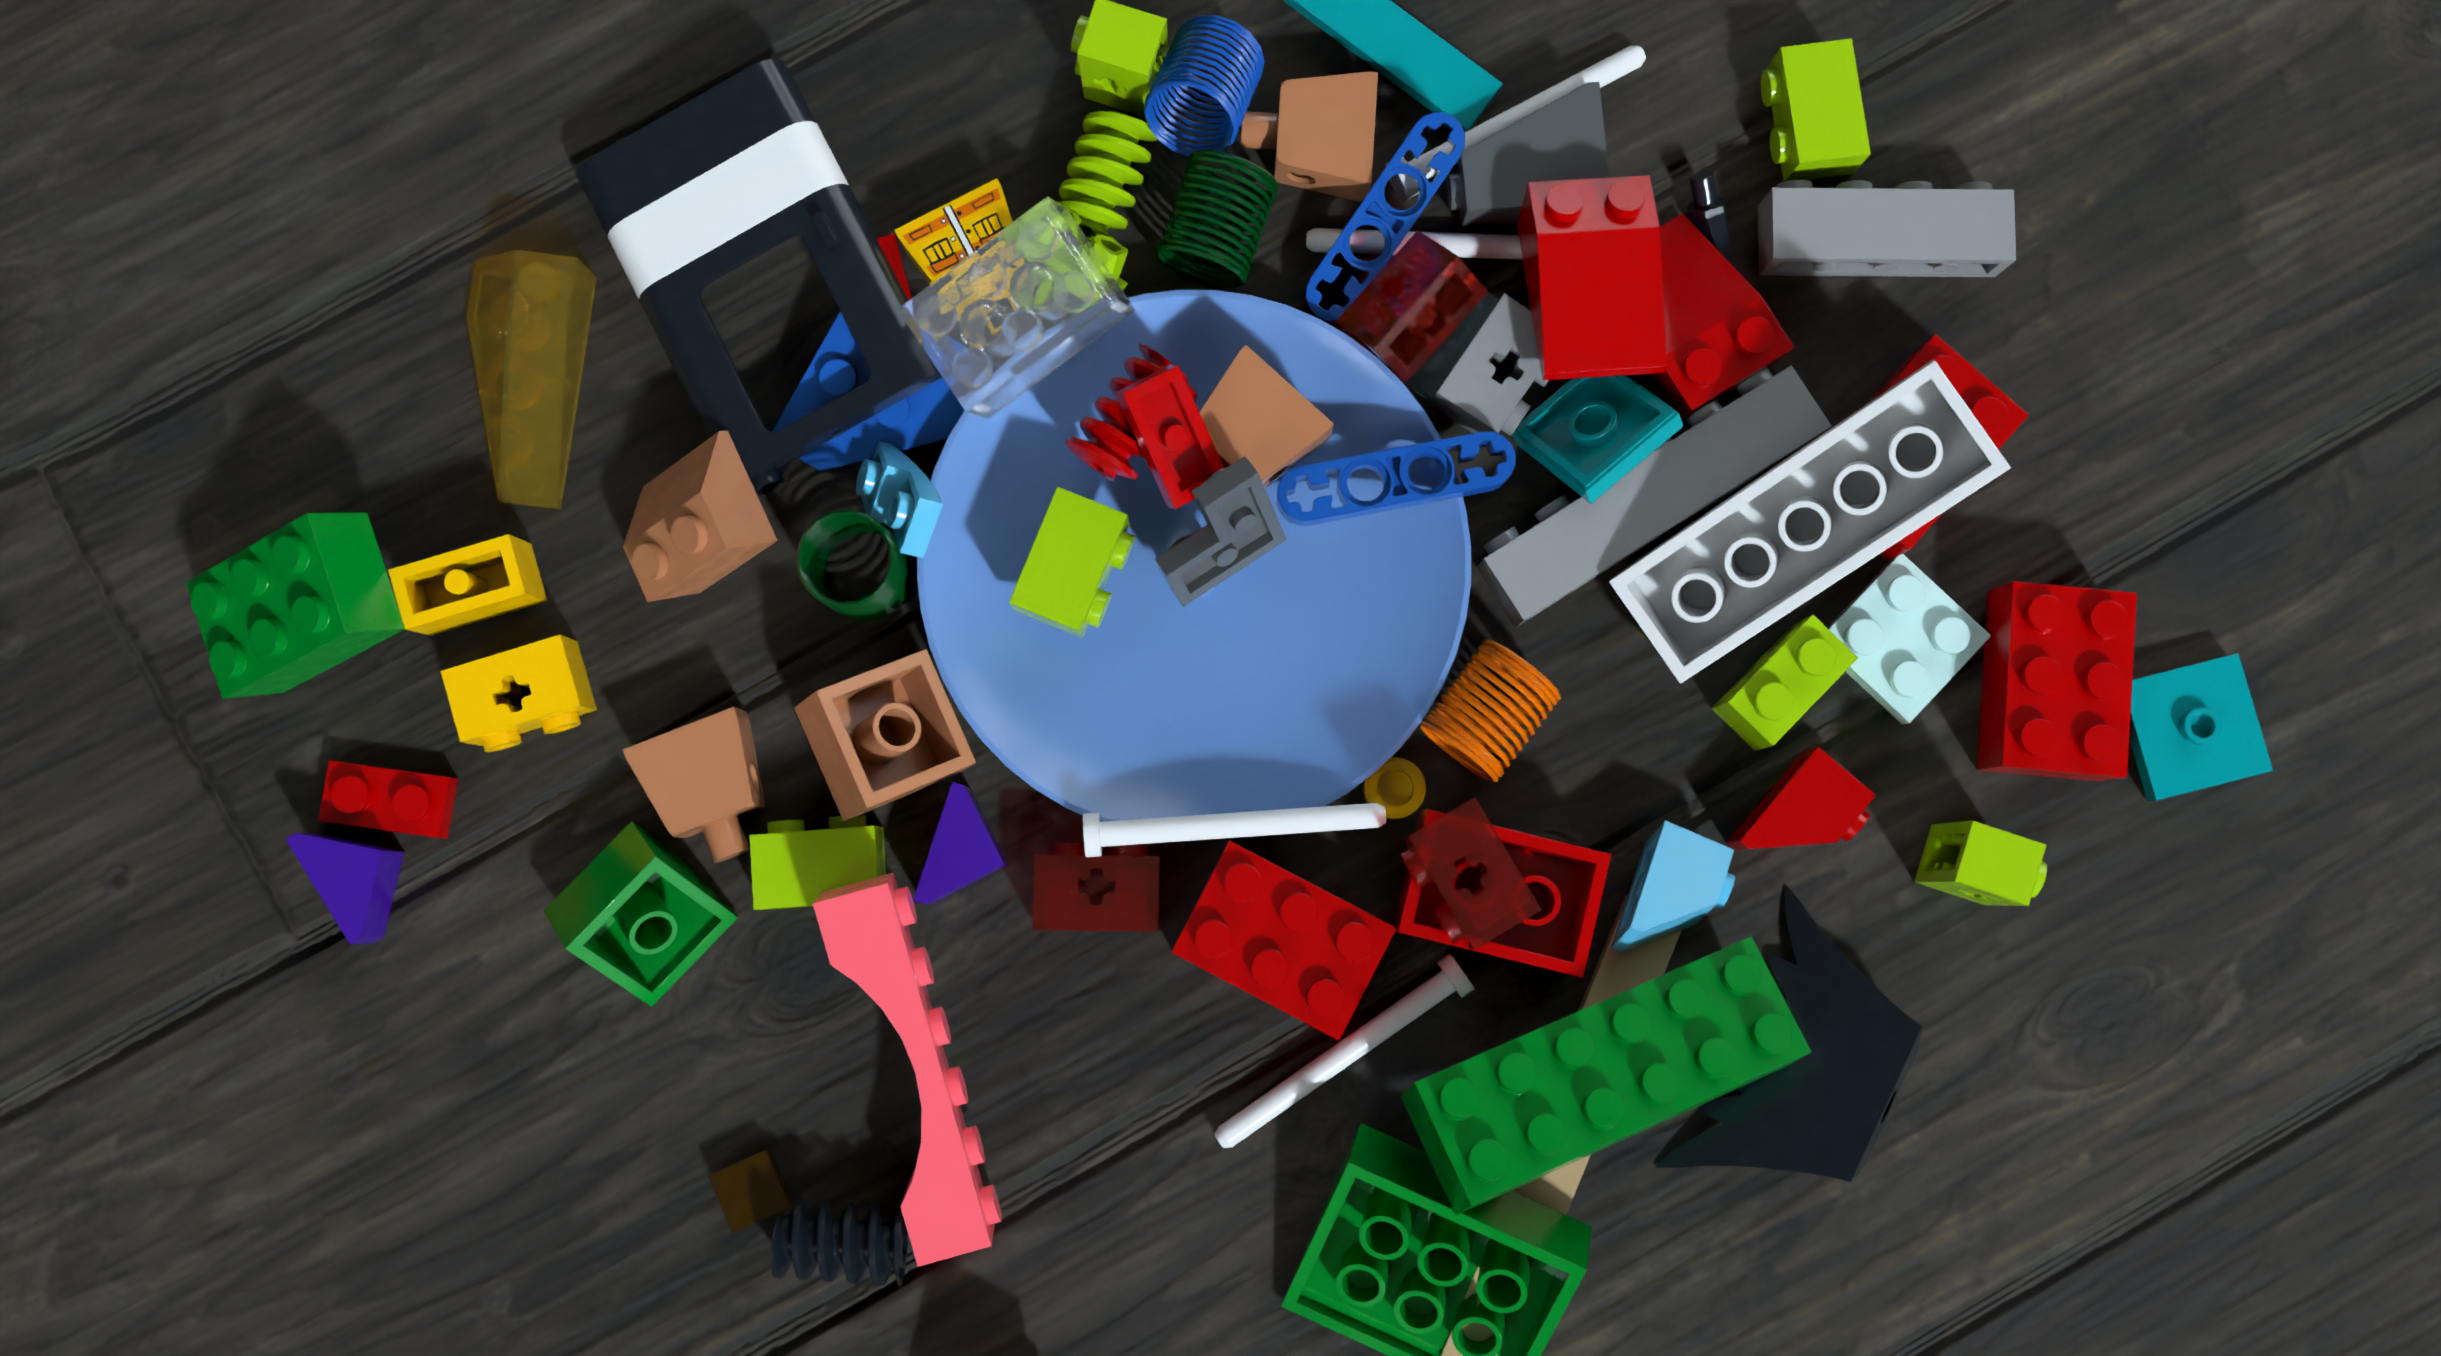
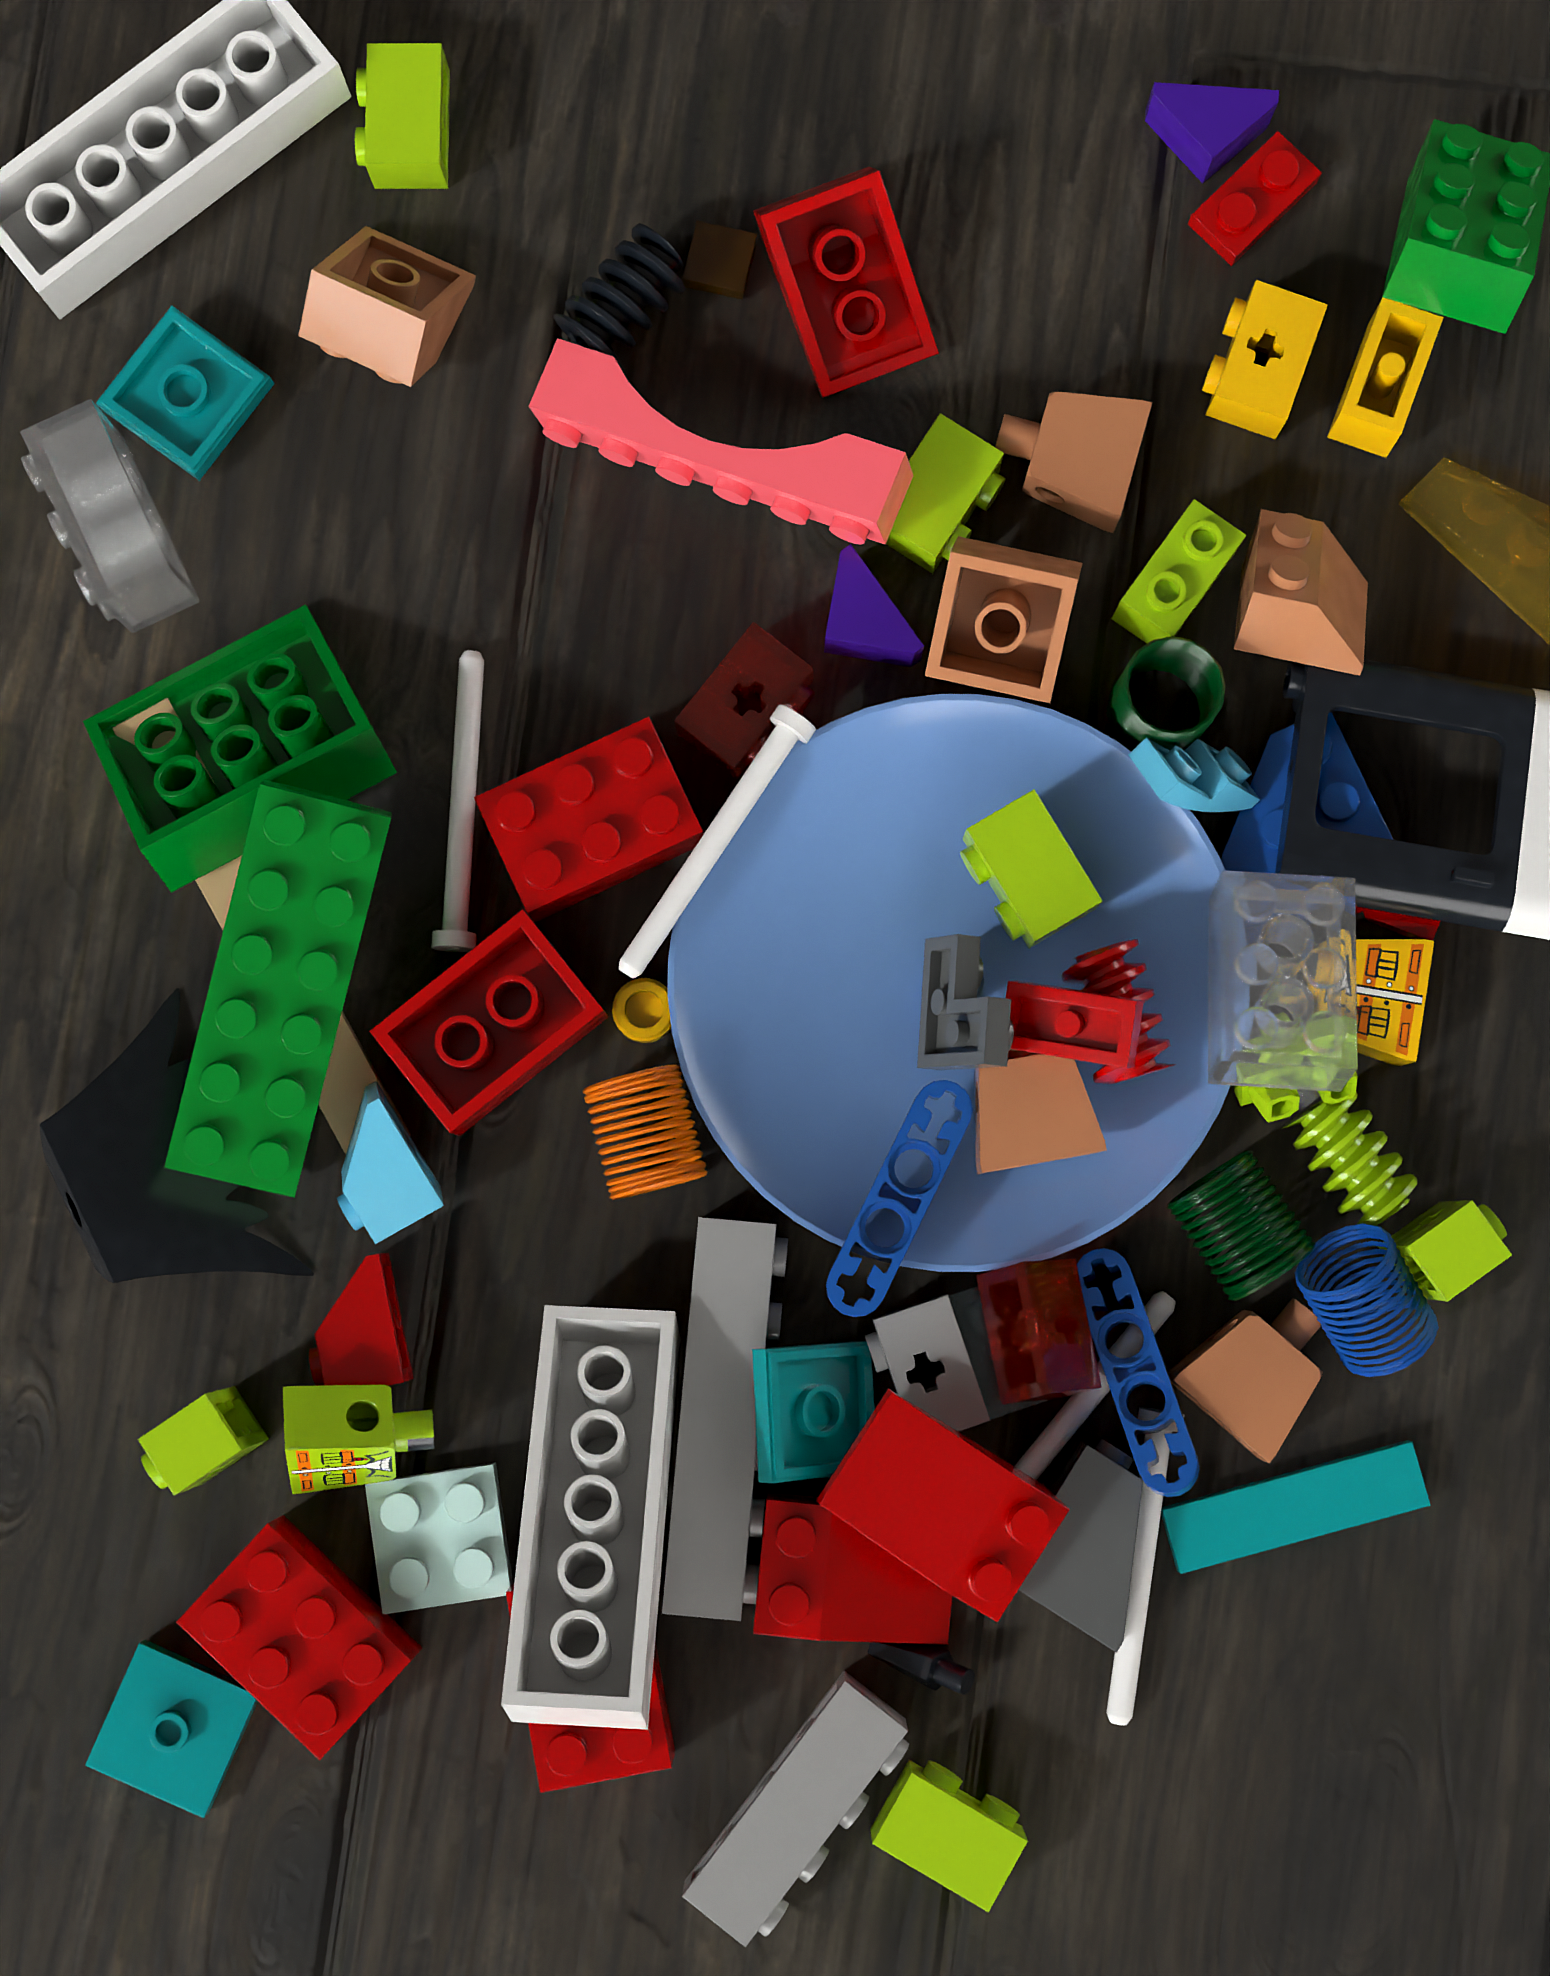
camera: 135 degrees right, 0 degrees up
(639, 915) = (1007, 325): green slope -> none
(693, 1073) = (847, 280): none -> red slope
(747, 629) = (1178, 574): none -> lime brick
(1501, 892) = (484, 1009): clear red brick -> none
(1784, 683) = (478, 1401): lime brick -> none
(1906, 777) = (347, 1435): none -> lime torso

